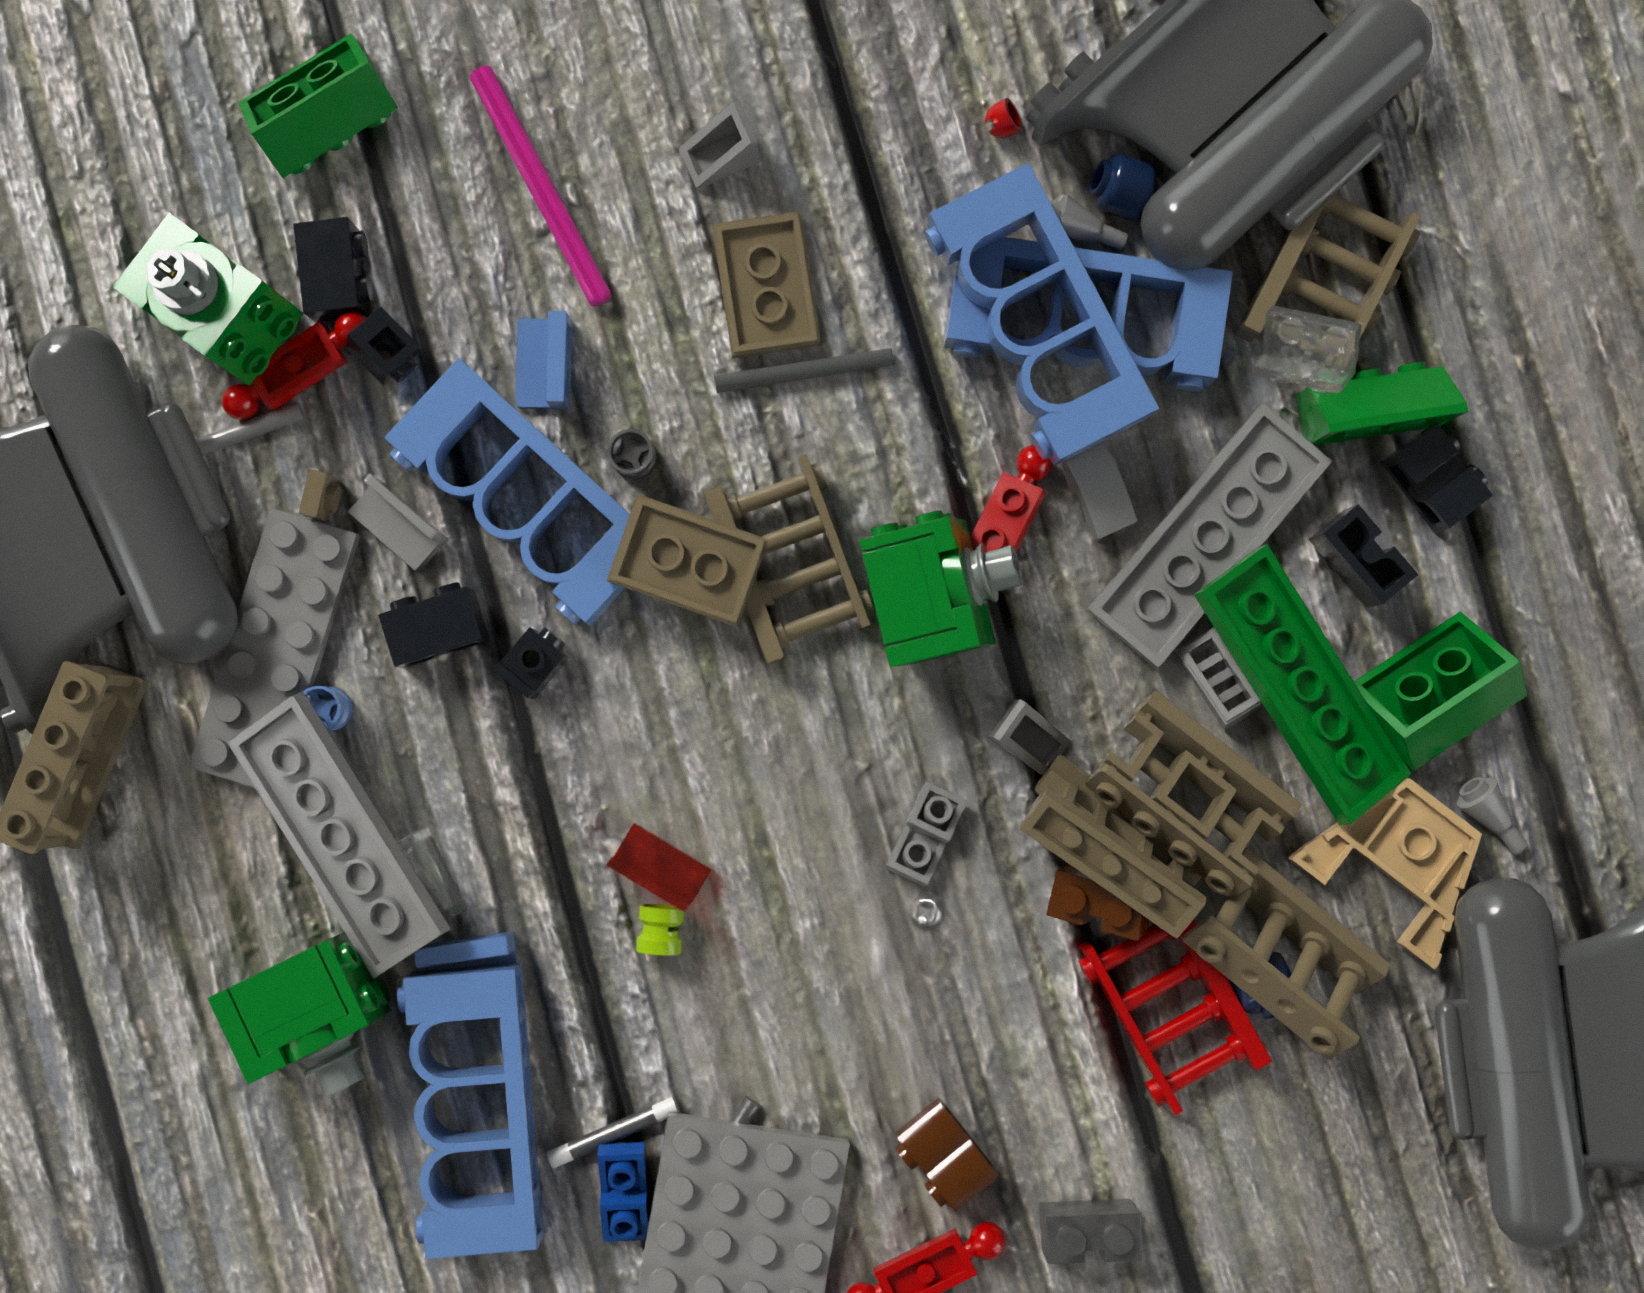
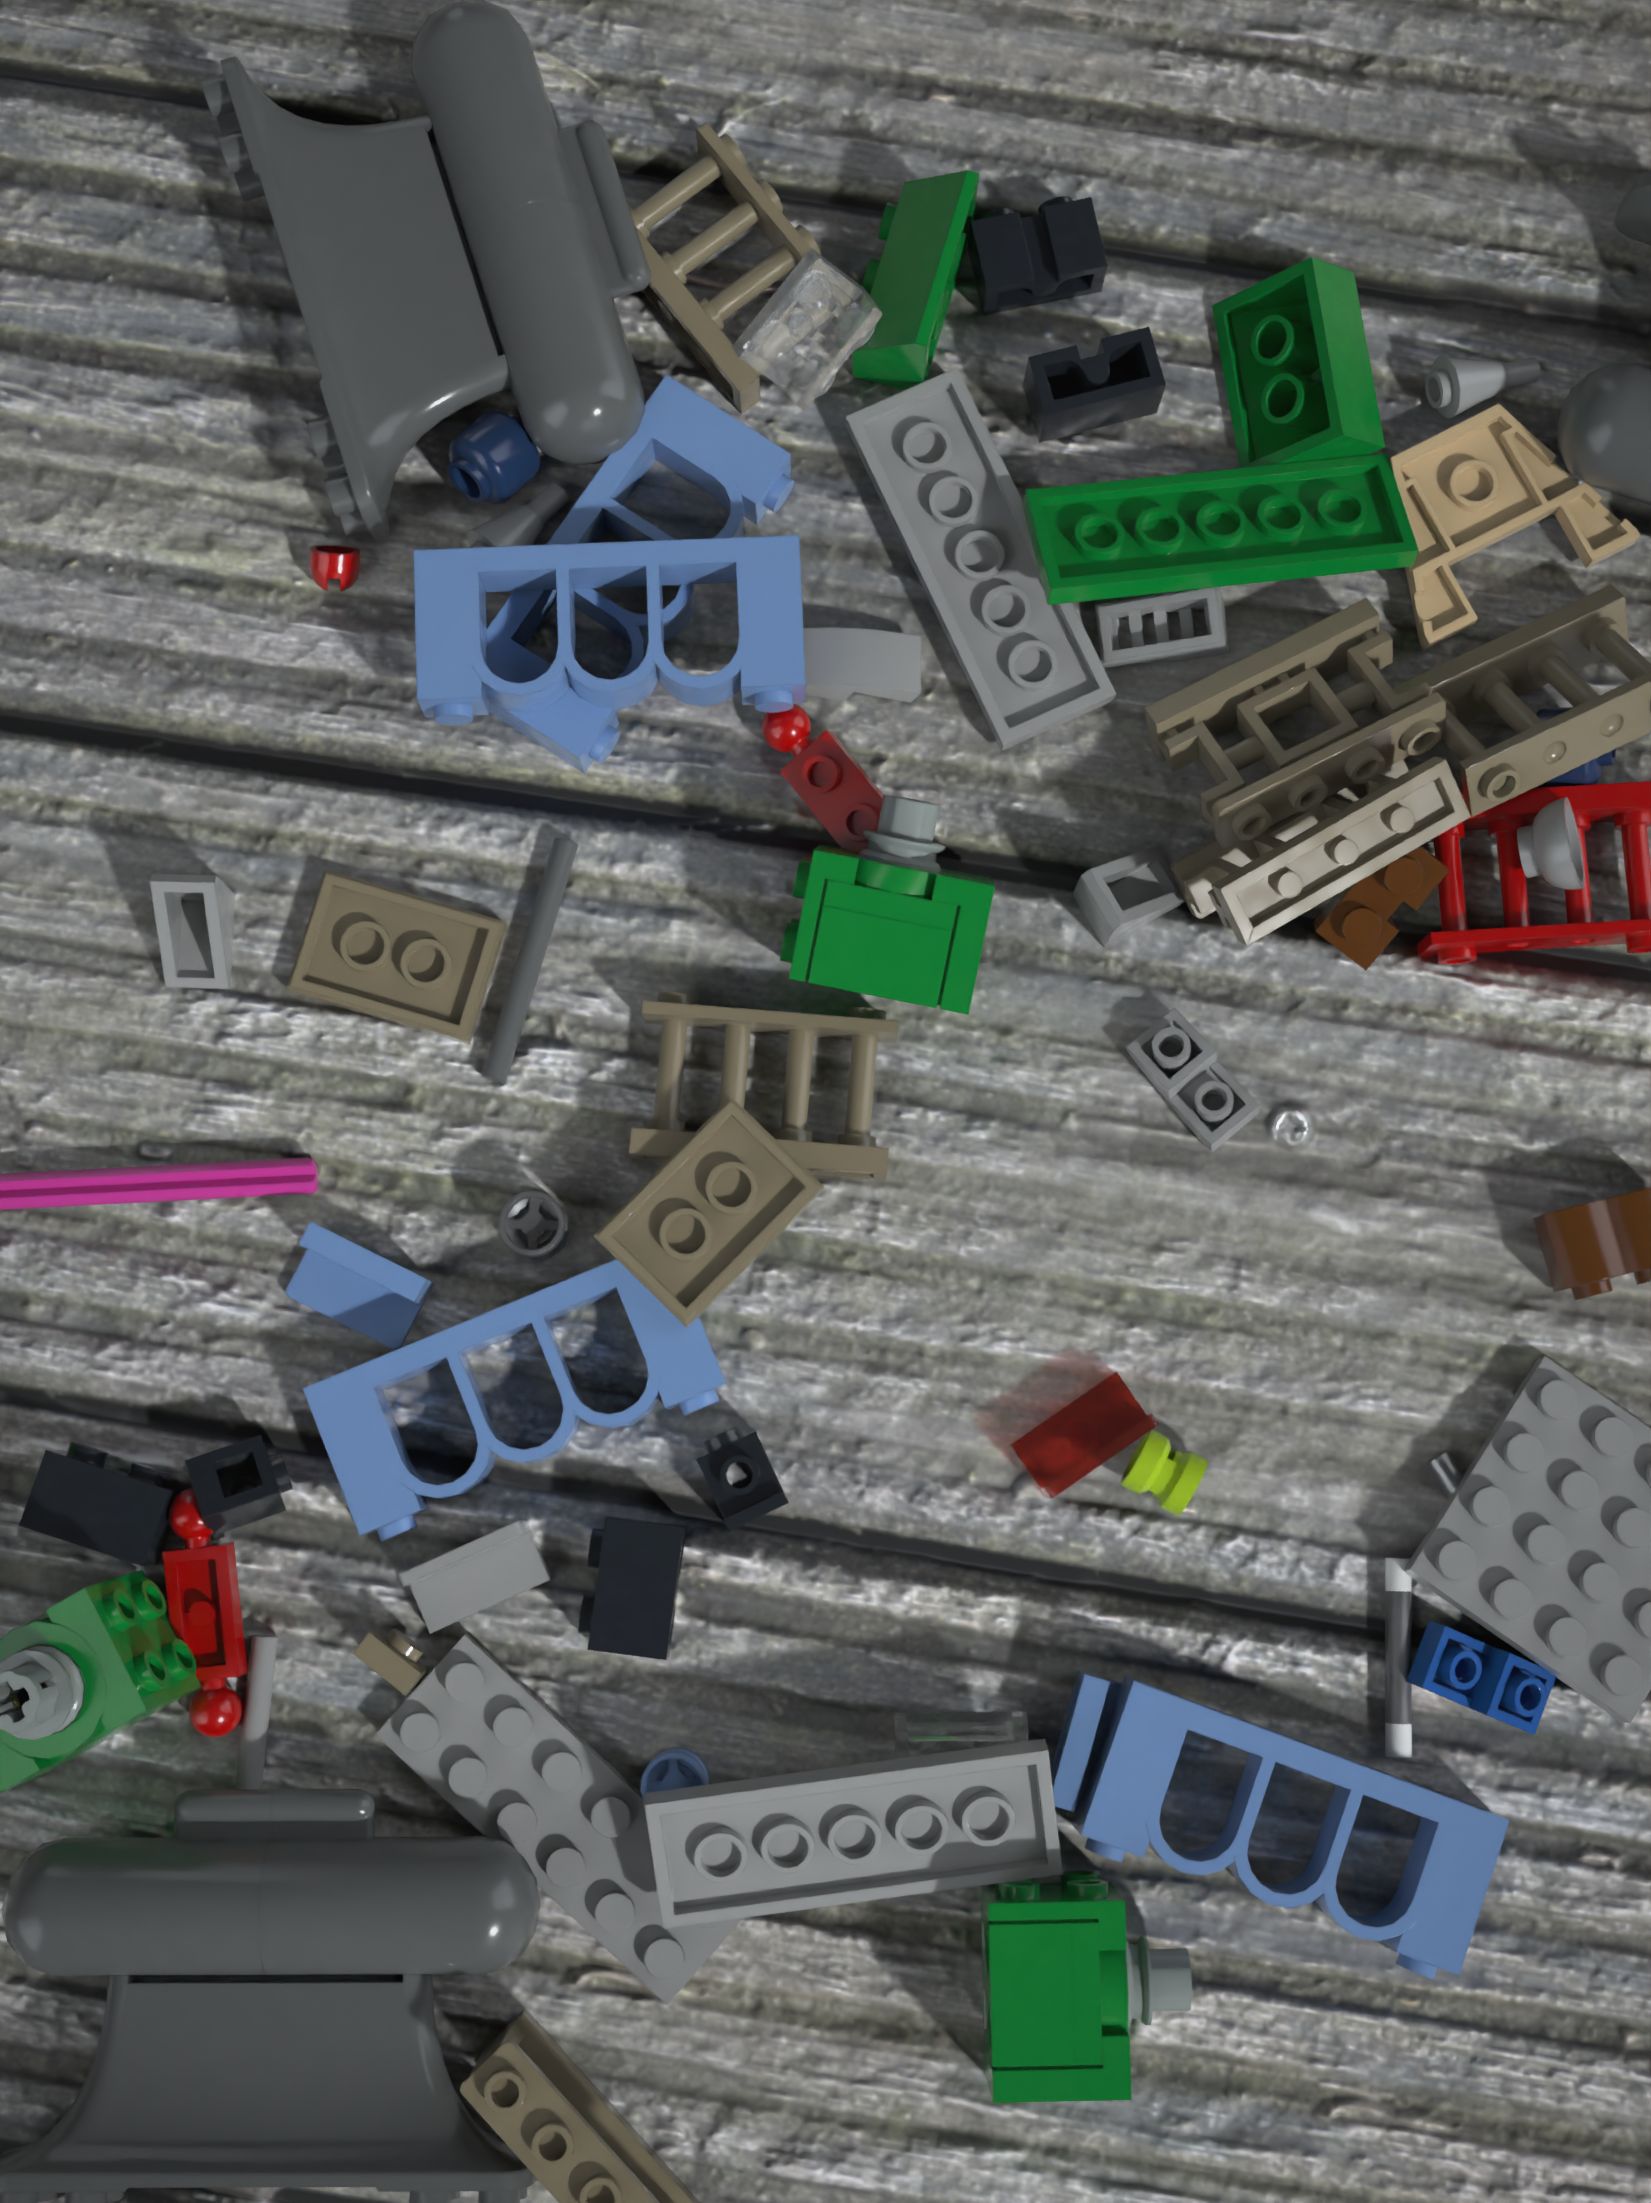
camera: 65 degrees left, 5 degrees down
(1188, 1003) = (1553, 846): none -> light grey piece

